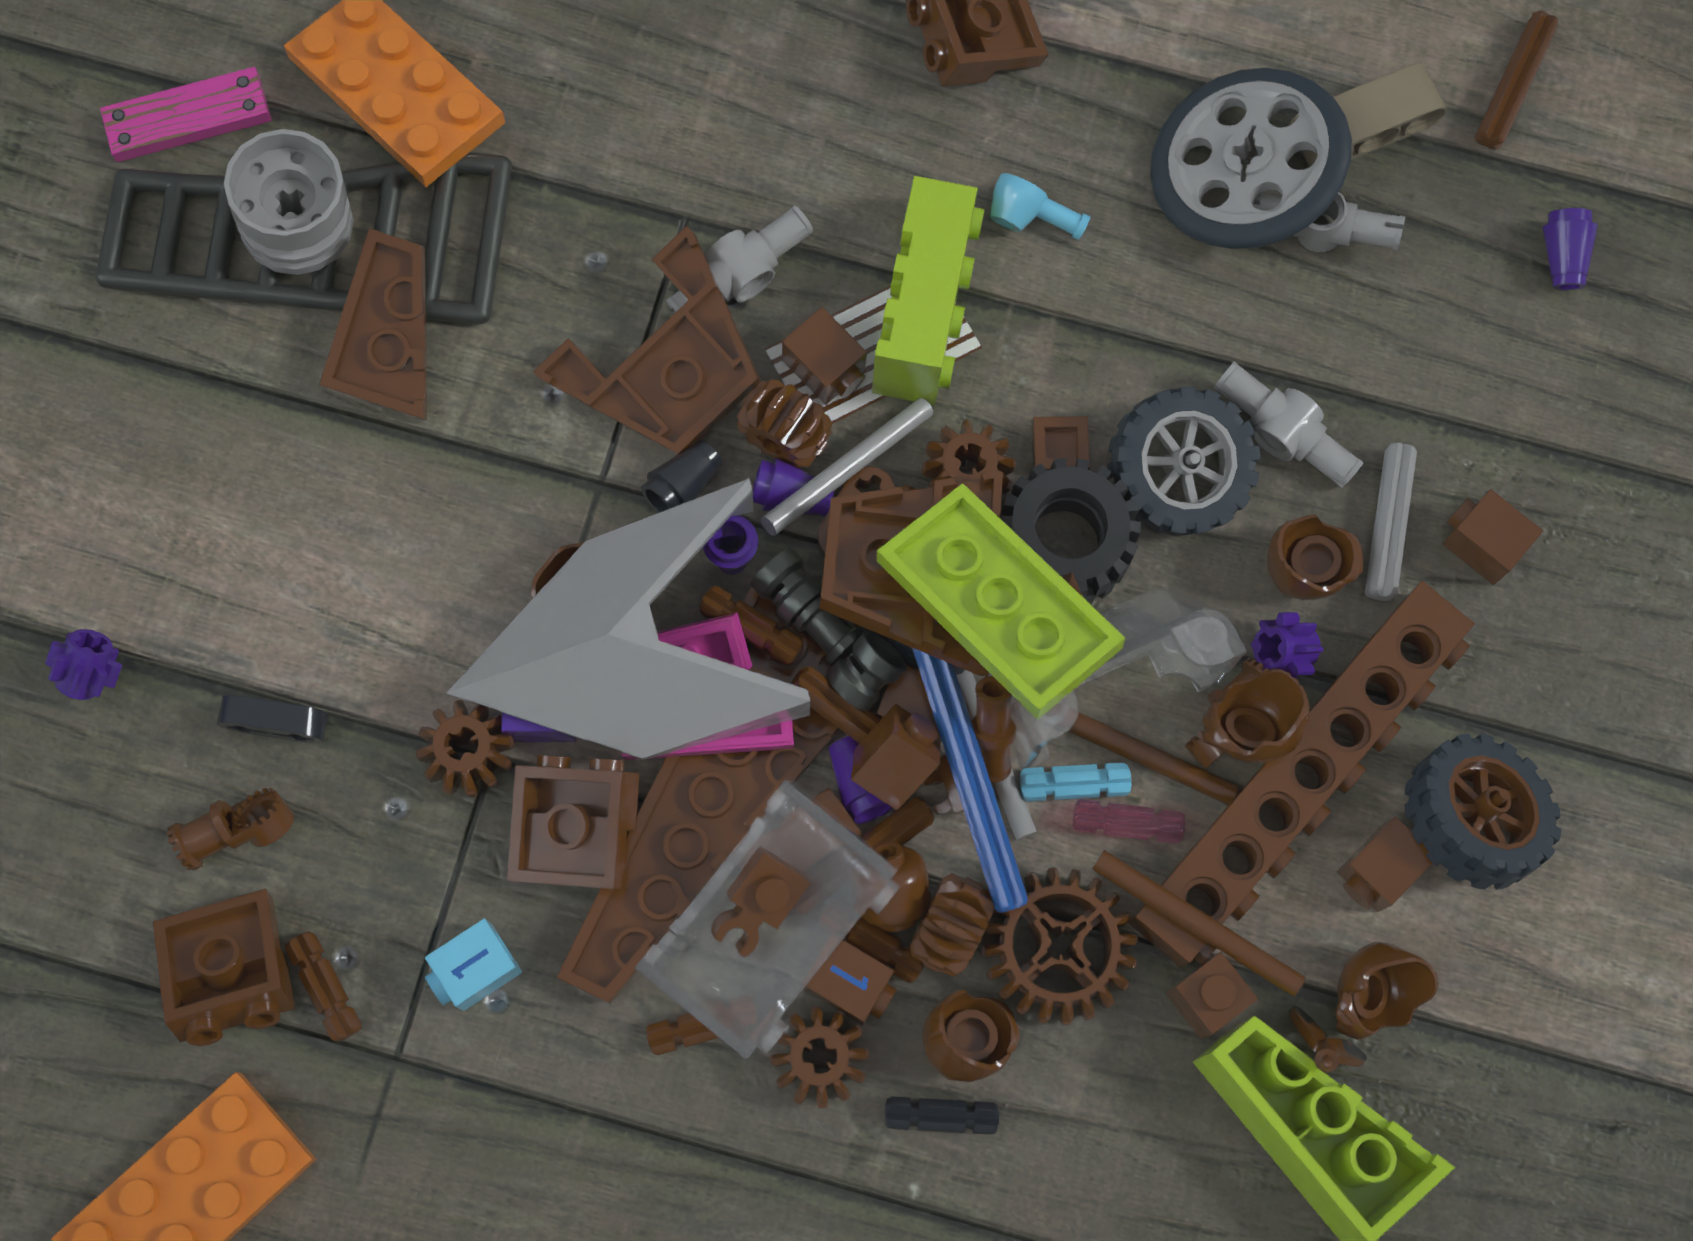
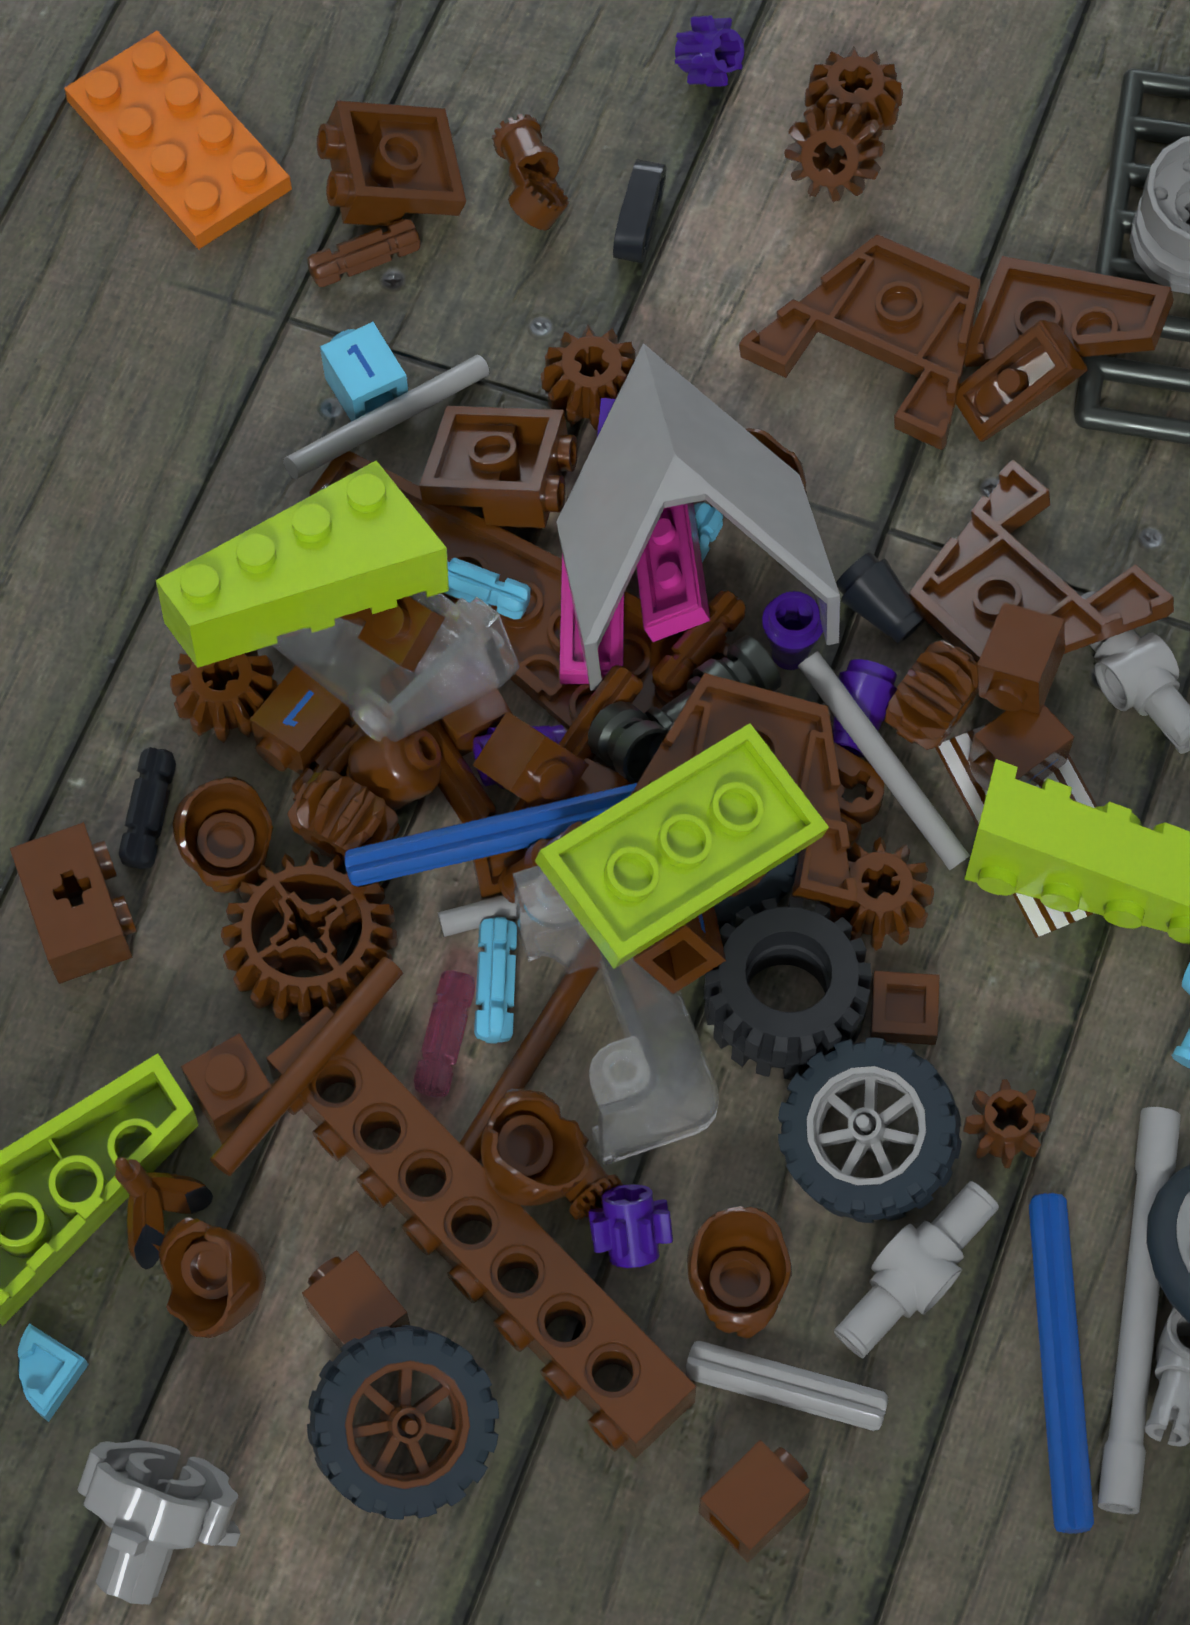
camera: 100 degrees right, 10 degrees down
(121, 512) = (857, 82): none -> reddish brown gear
(208, 535) = (834, 129): none -> reddish brown gear
(380, 475) = (895, 310): none -> reddish brown wing
(455, 365) = (1019, 379): none -> reddish brown slope
(521, 938) = (385, 416): none -> light grey bar
(704, 835) = (472, 581): none -> medium azure axle
(736, 953) = (303, 568): none -> lime wedge
(765, 343) = (1021, 658): none -> reddish brown brick
(1083, 1166) = (80, 936): none -> reddish brown brick
(1159, 344) = (999, 1108): none -> reddish brown gear
(1340, 318) = (1061, 1364): none -> blue axle
(1404, 270) = (1124, 1450): none -> light grey piece
(1465, 1125) = (47, 1370): none -> medium azure tile
(1590, 1010) = (153, 1513): none -> light grey piece

